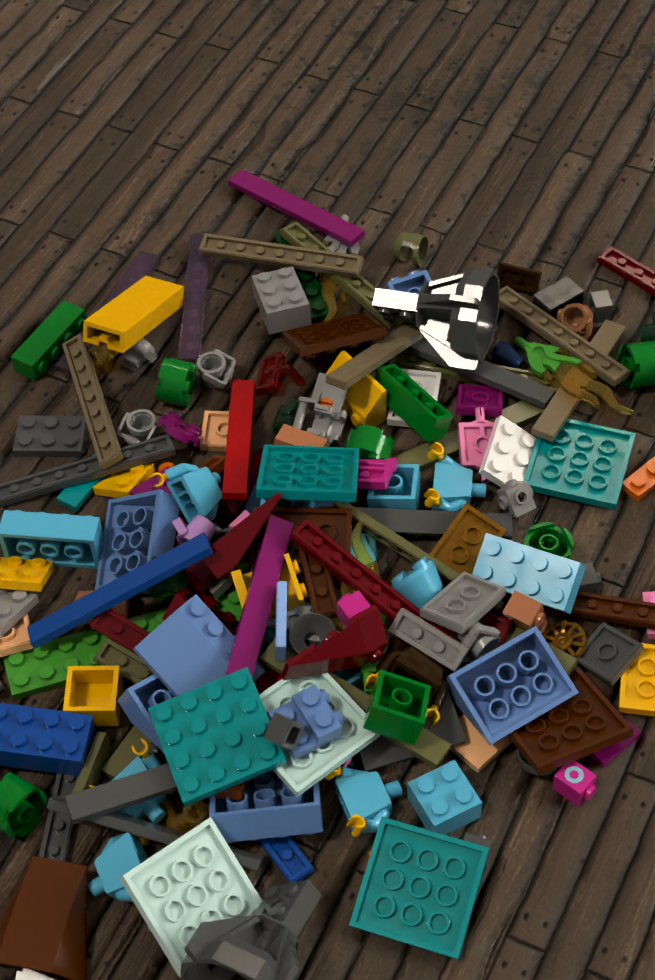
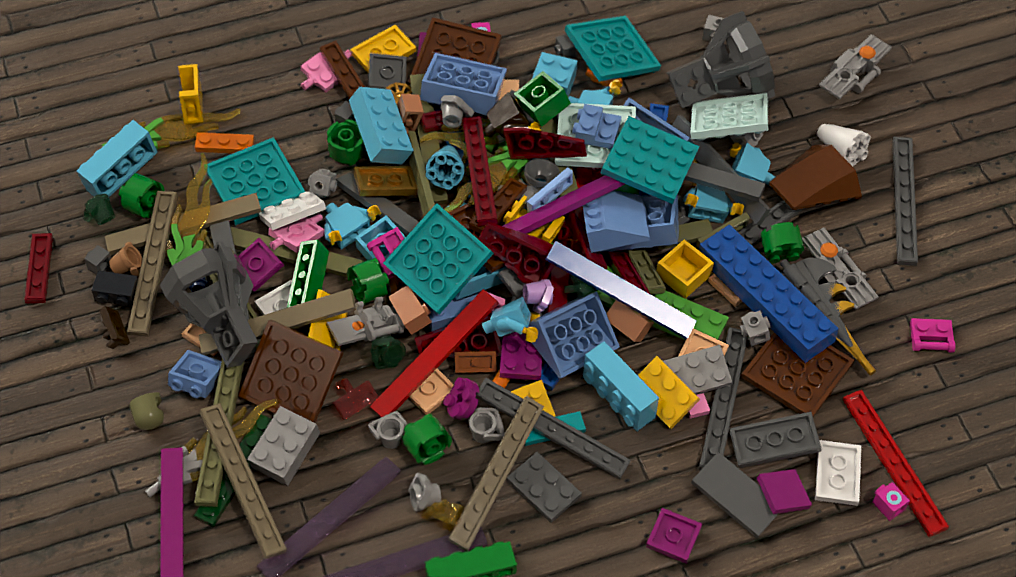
camera: 140 degrees left, 5 degrees up
(133, 314) = (400, 507): yellow brick -> none
(284, 731) = (619, 117): dark grey plate -> none
(351, 605) = (507, 160): dark pink brick -> none
(428, 639) = (483, 122): light grey plate -> none
(463, 602) = (439, 129): light grey tile -> none

